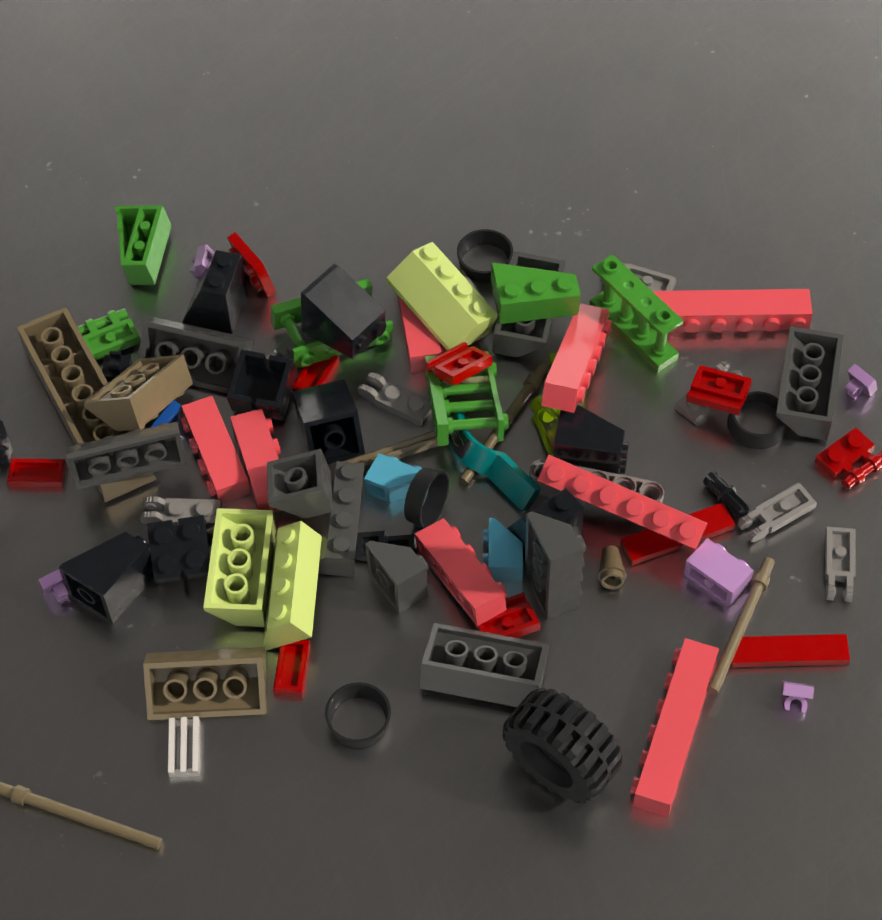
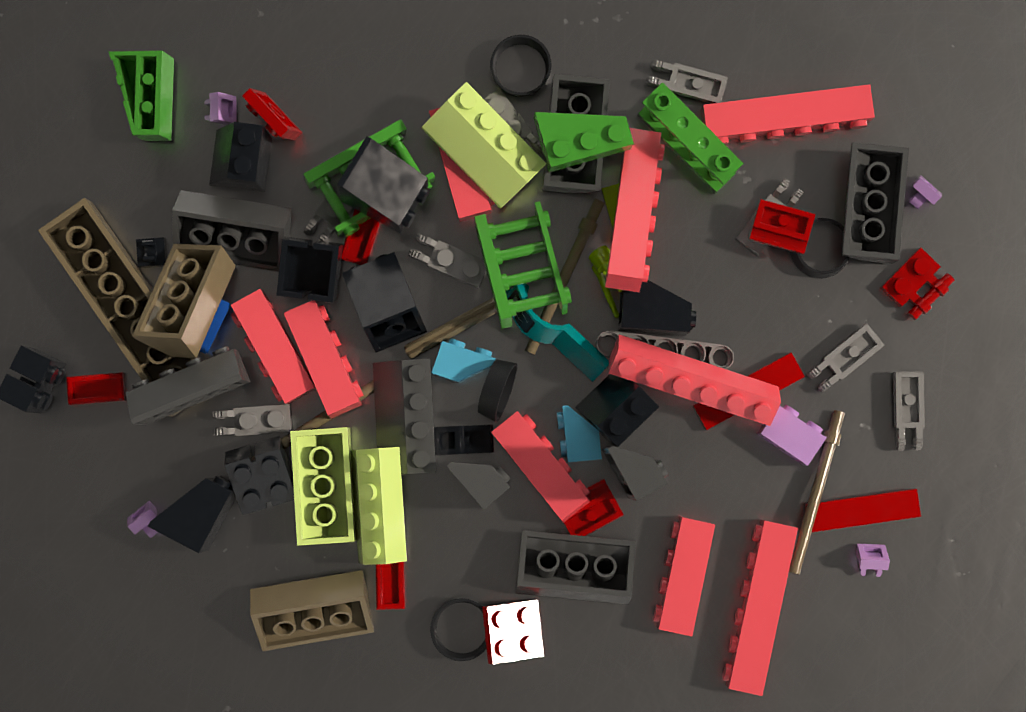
camera: 10 degrees left, 30 degrees up
(116, 337) = (138, 218): bright green plate -> none
(184, 723) = (291, 677): white tile -> none
(300, 484) = (370, 400): dark grey slope -> none
(411, 721) = (512, 631): none -> plate
(459, 363) = (512, 229): red plate -> none
(562, 745) = (659, 663): black tyre -> none
(603, 672) = (685, 576): none -> coral brick
(611, 568) = (687, 440): dark tan cone -> none
(726, 494) = (795, 343): black axle -> none

